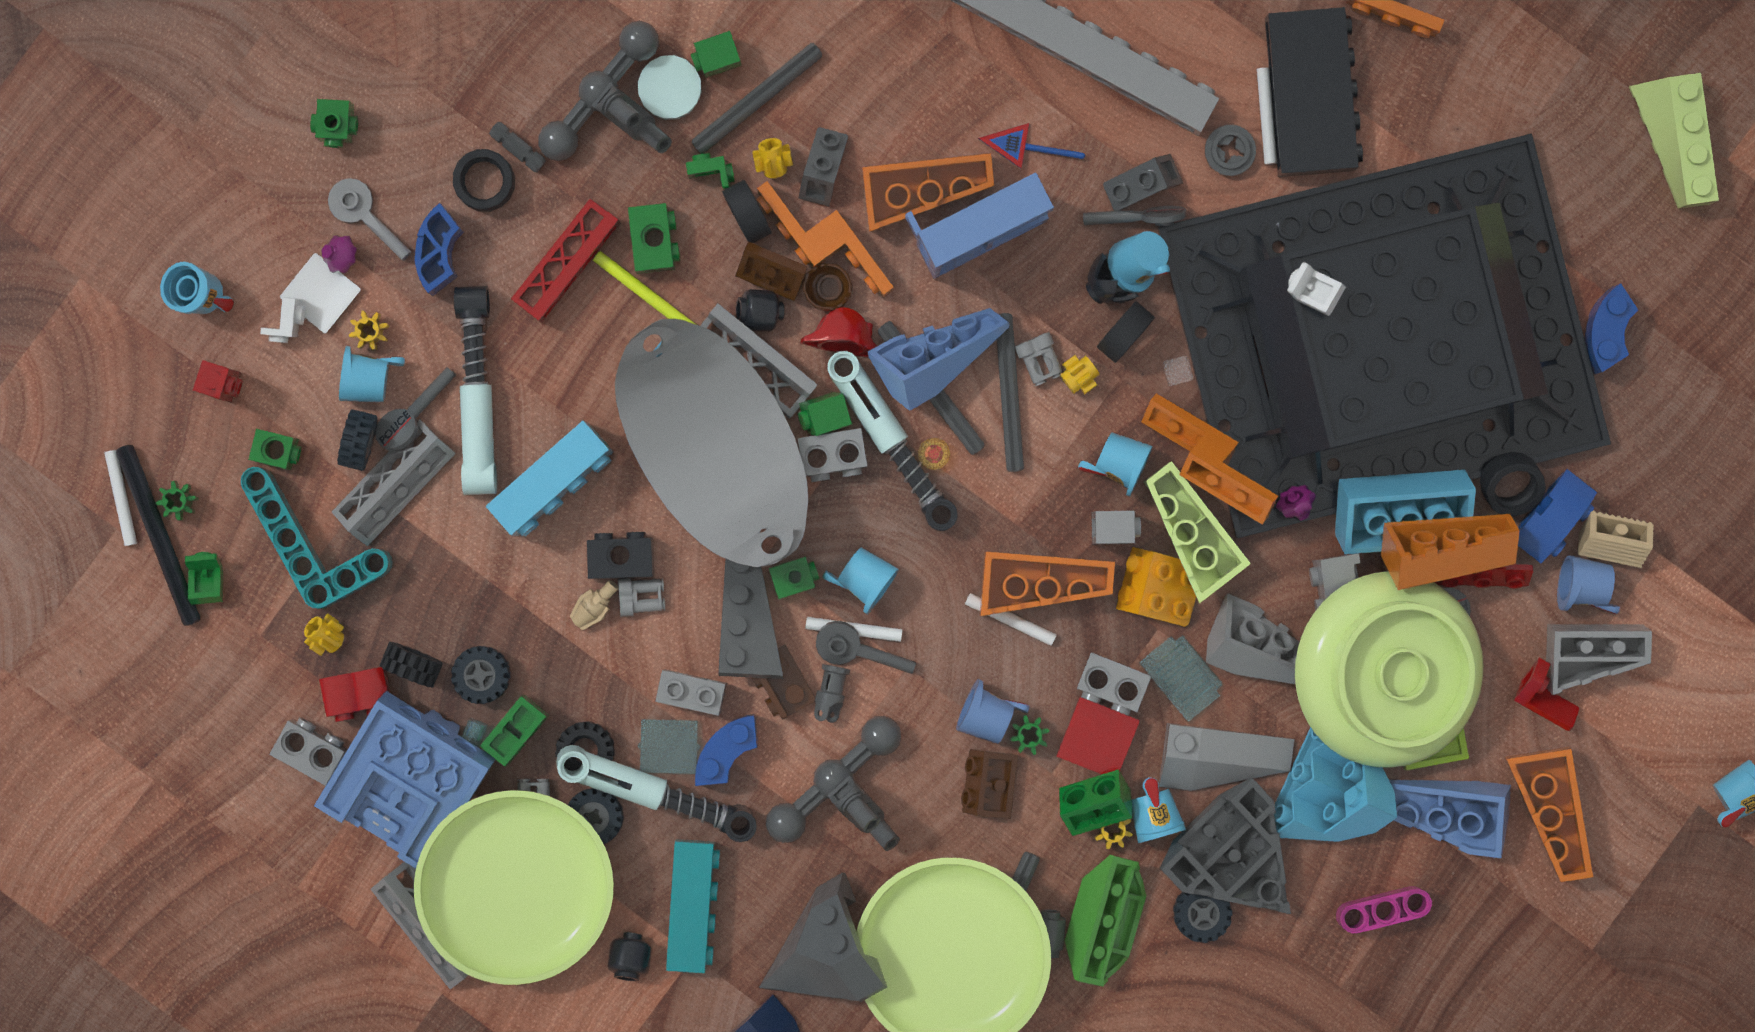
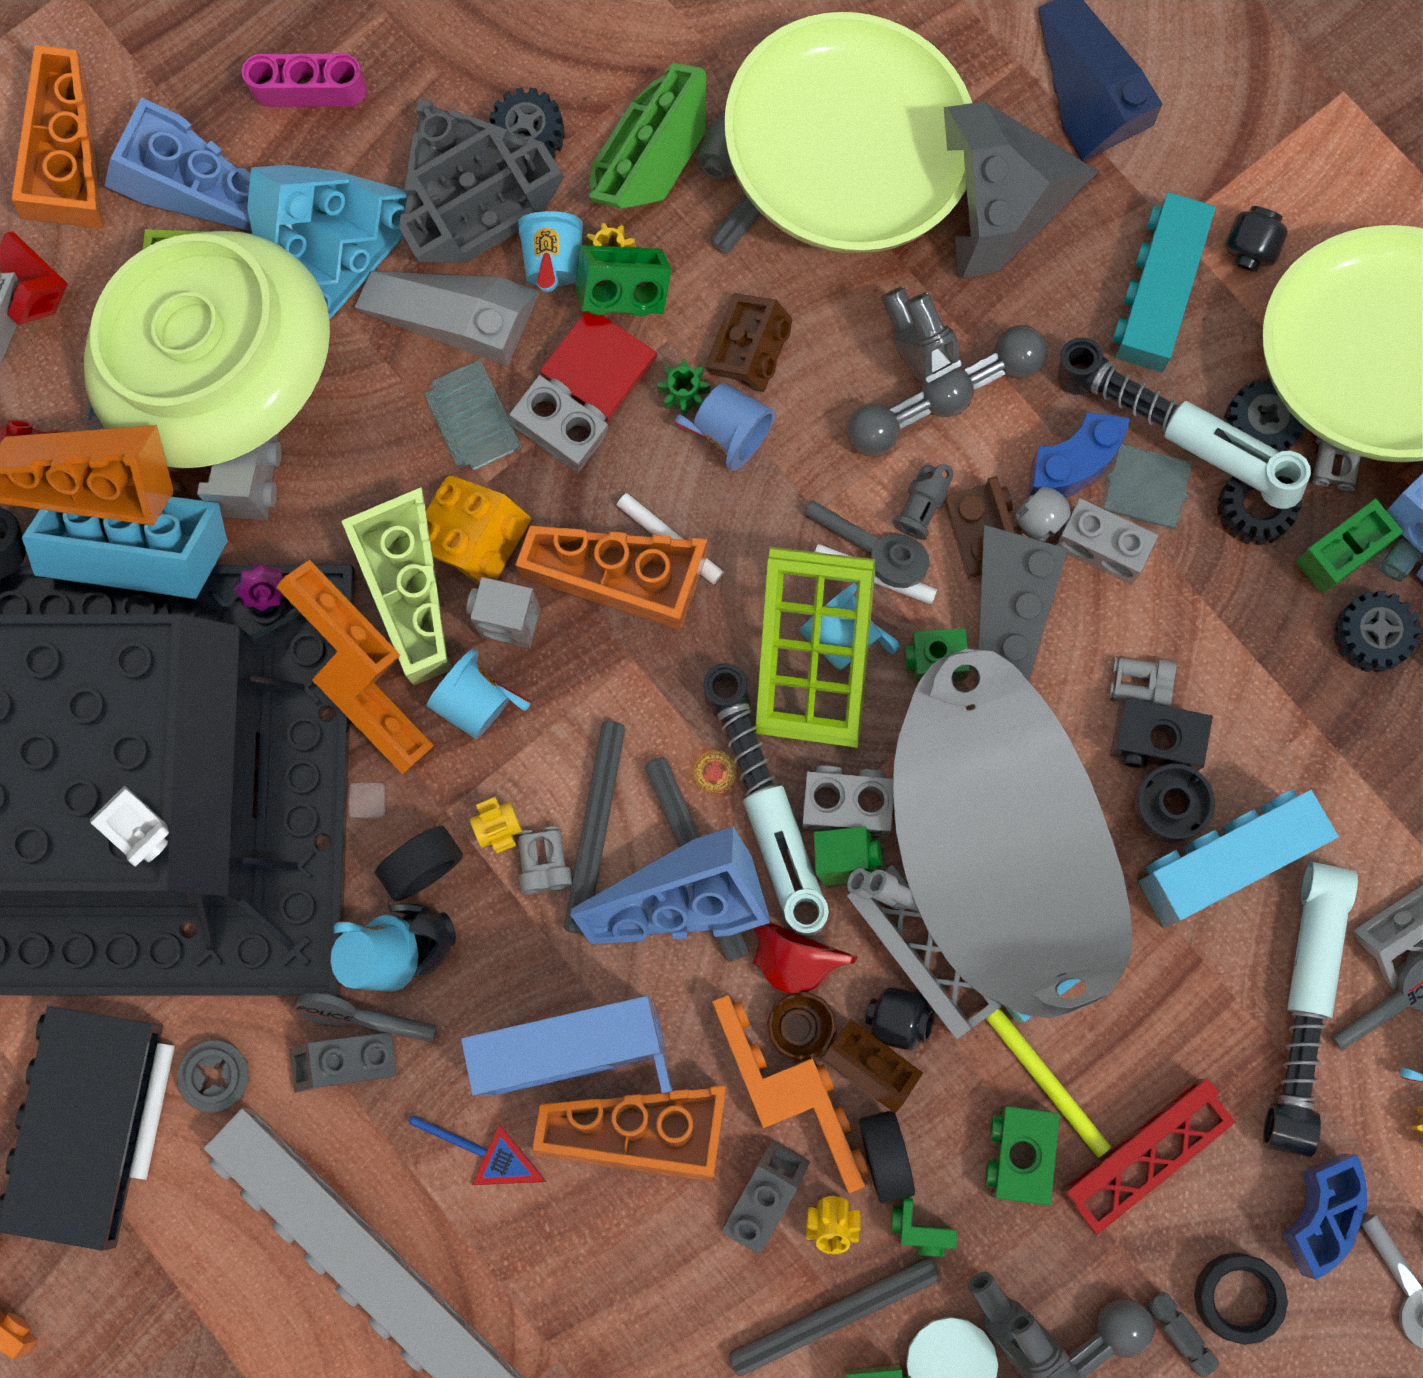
camera: 160 degrees left, 10 degrees down
(593, 606) = (1209, 683): tan piece -> none
(619, 511) = (1197, 799): none -> black piece
(741, 698) = (1043, 514): none -> light grey piece
(796, 393) = (881, 887): none -> light grey piece
(889, 610) = (821, 567): none -> lime piece
(1250, 643) = (370, 429): light grey wedge -> none

